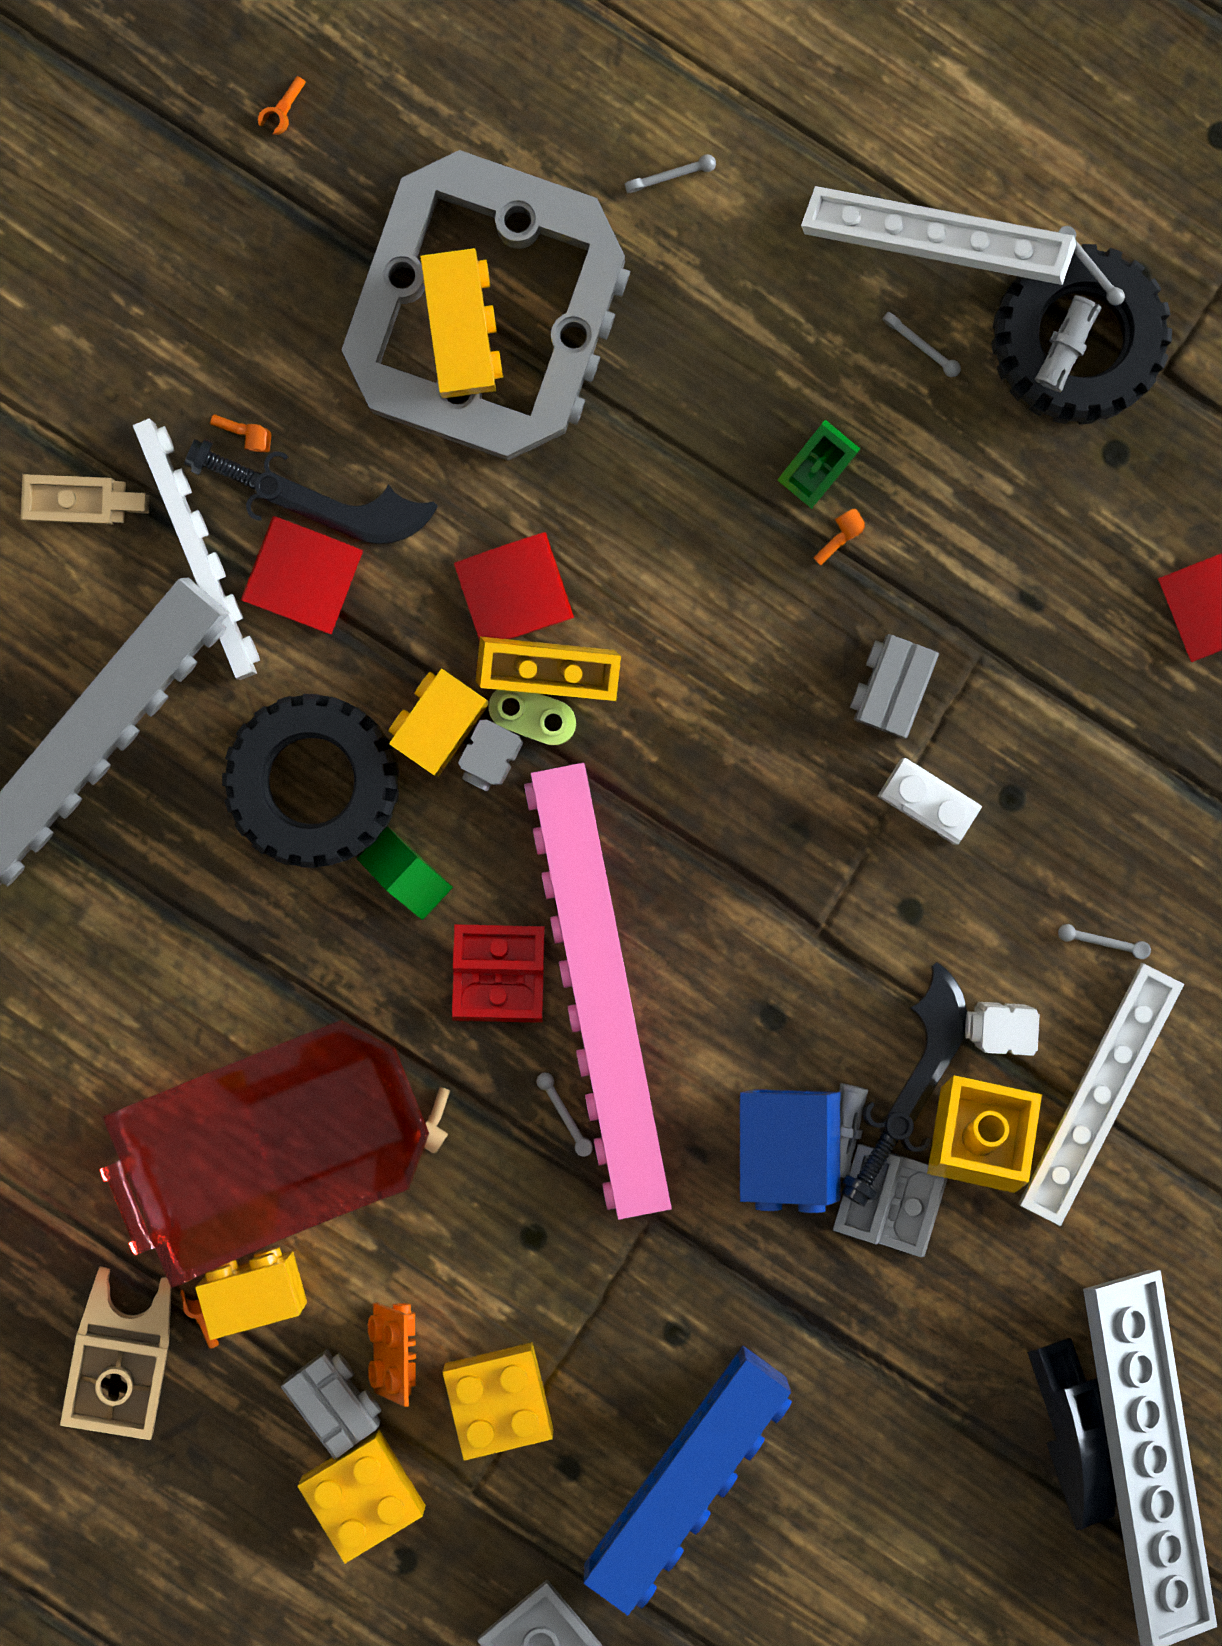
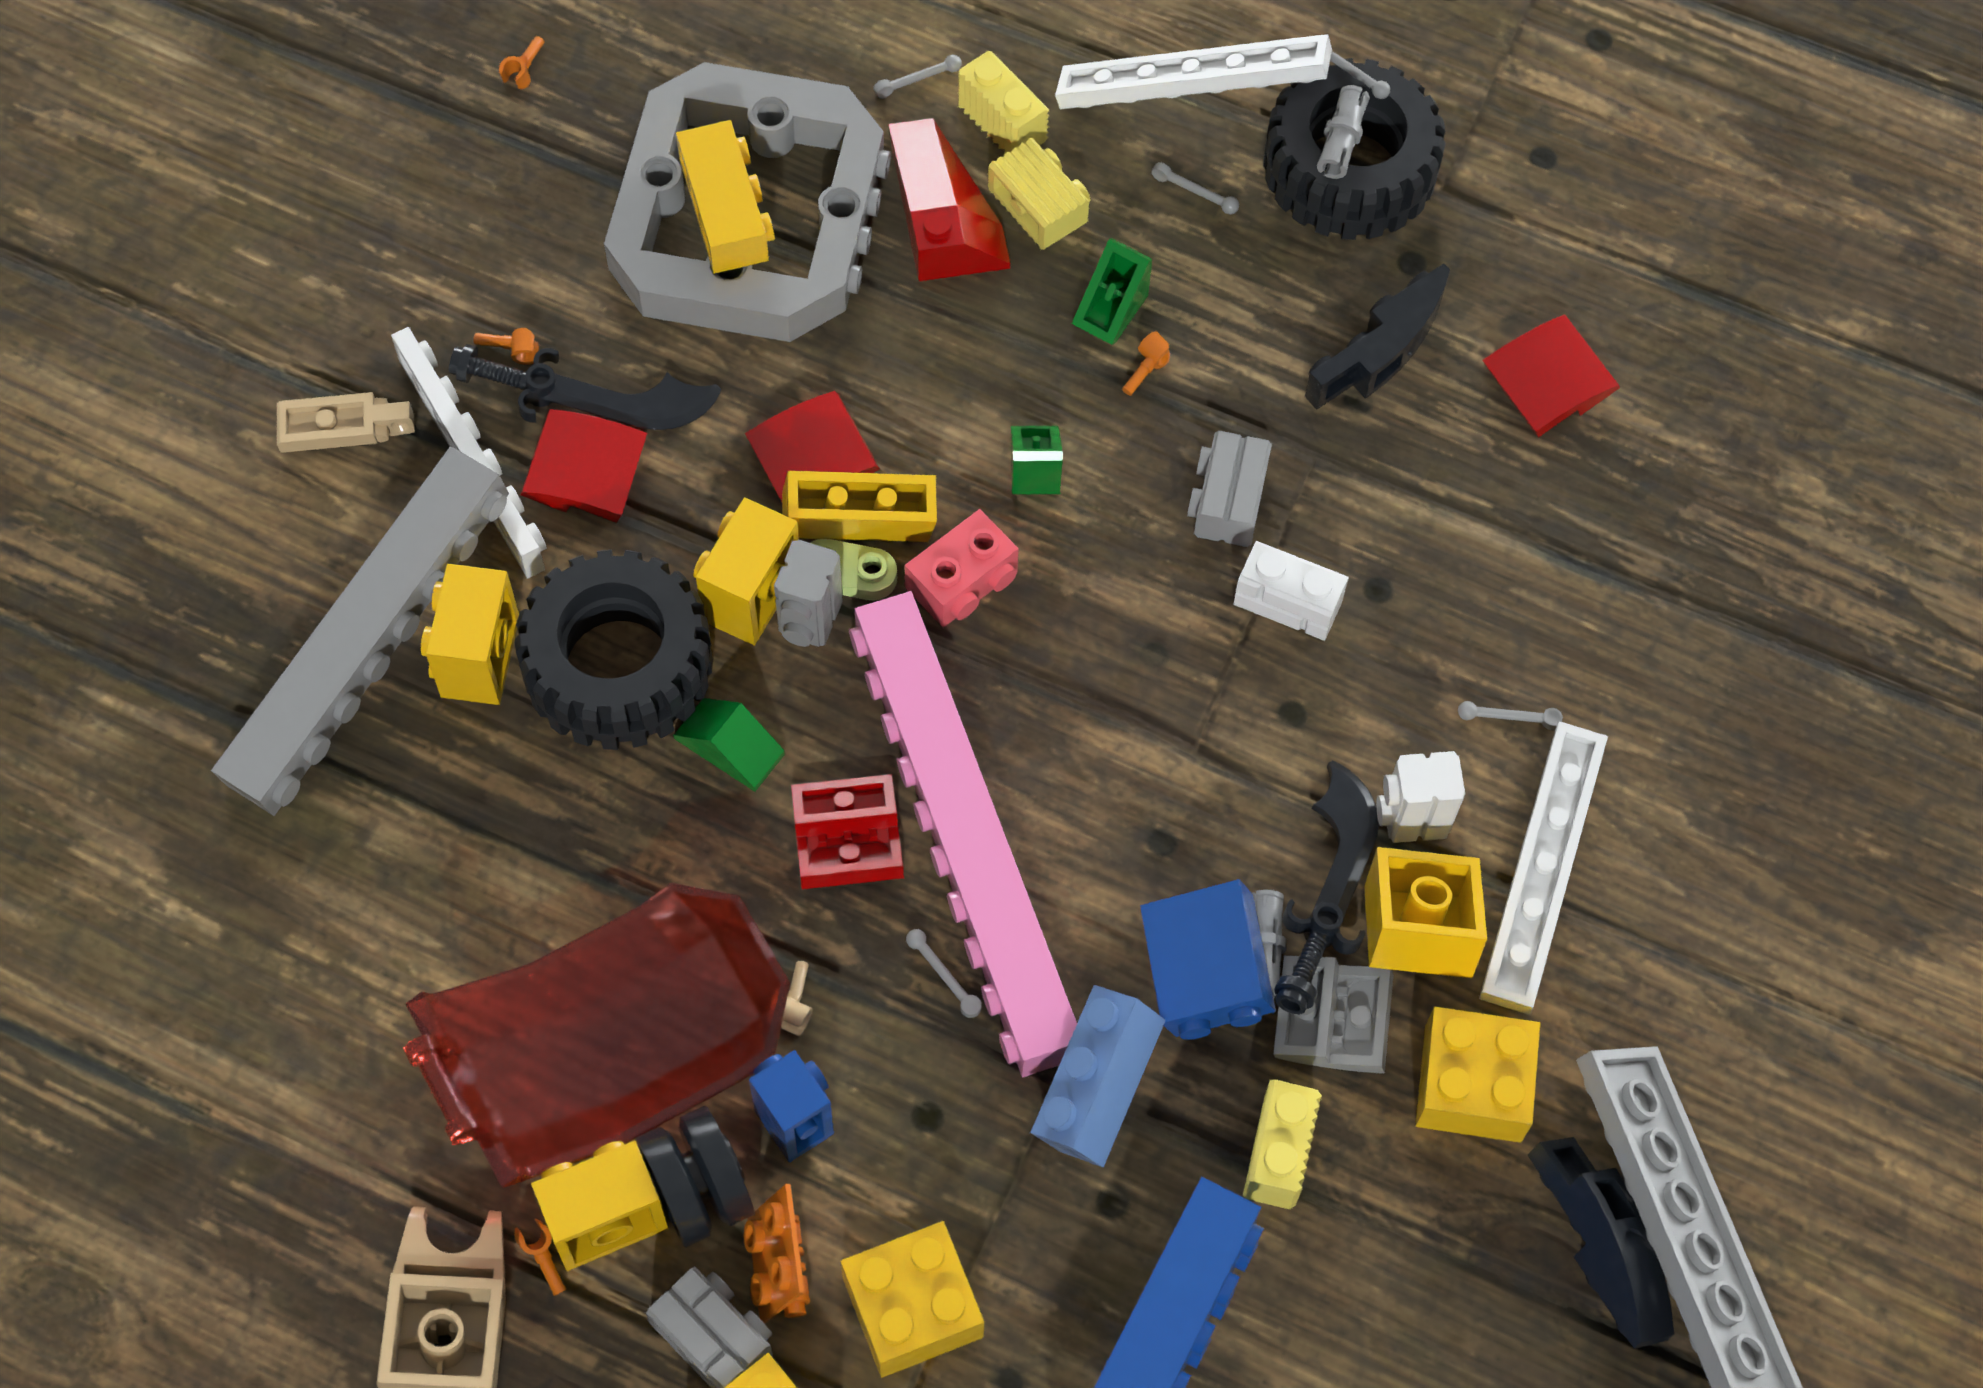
camera: 15 degrees left, 25 degrees down
(183, 752) = (471, 633): none -> yellow brick
(325, 1282) = (700, 1174): none -> black wheel
(419, 1229) = (792, 1103): none -> blue brick
(635, 735) = (962, 569): none -> coral brick
(676, 338) = (944, 210): none -> red wedge
(678, 1242) = (1098, 1075): none -> medium blue brick
(720, 621) = (1036, 459): none -> green slope
(747, 231) = (1001, 103): none -> light yellow brick
(768, 336) = (1039, 193): none -> light yellow brick
(823, 1314) = (1282, 1144): none -> light yellow brick
(1001, 1278) = (1478, 1074): none -> yellow brick
(1083, 537) = (1391, 339): none -> black slope

